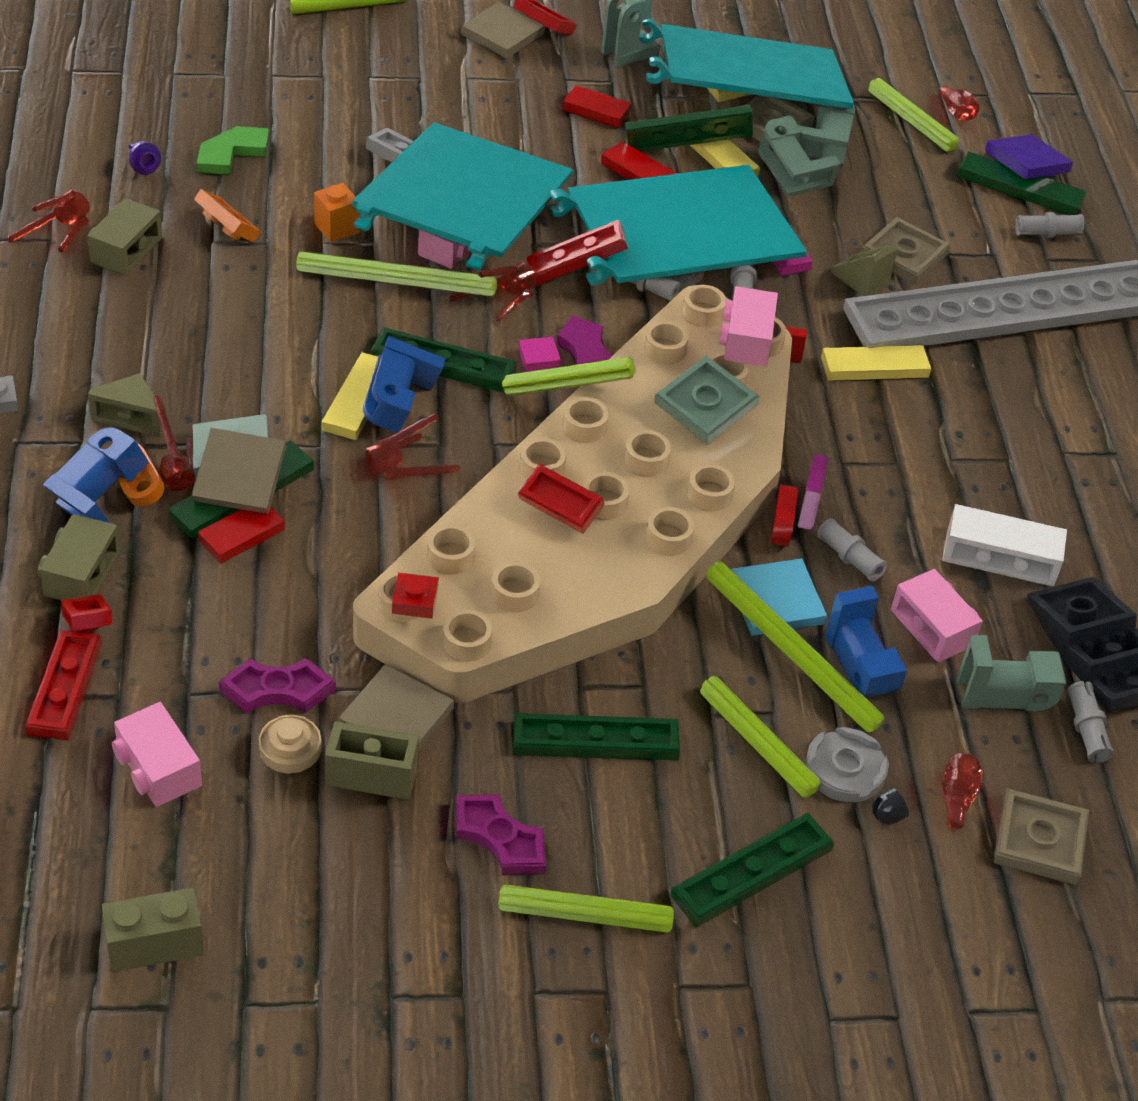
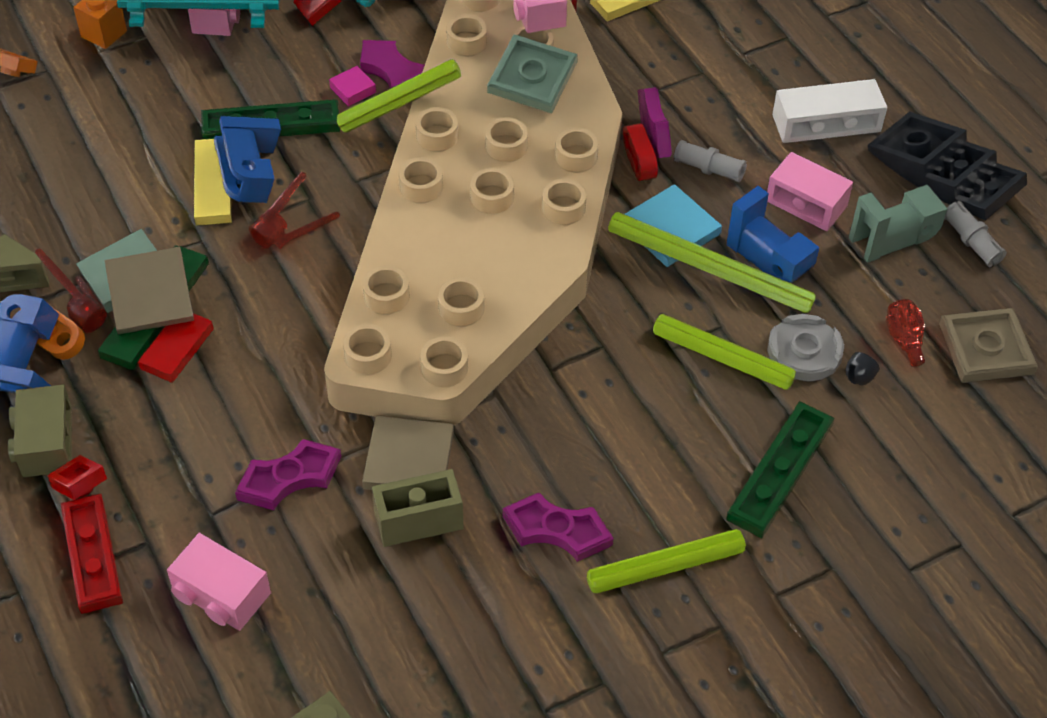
camera: 20 degrees left, 5 degrees up
(290, 744) = (332, 522): tan plate -> none
(396, 273) = (184, 57): lime axle -> none
(415, 595) = (383, 343): red plate -> none
(517, 280) = (295, 27): clear red plant -> none
(561, 498) = (458, 207): red tile -> none
(596, 736) = (589, 407): dark green tile -> none

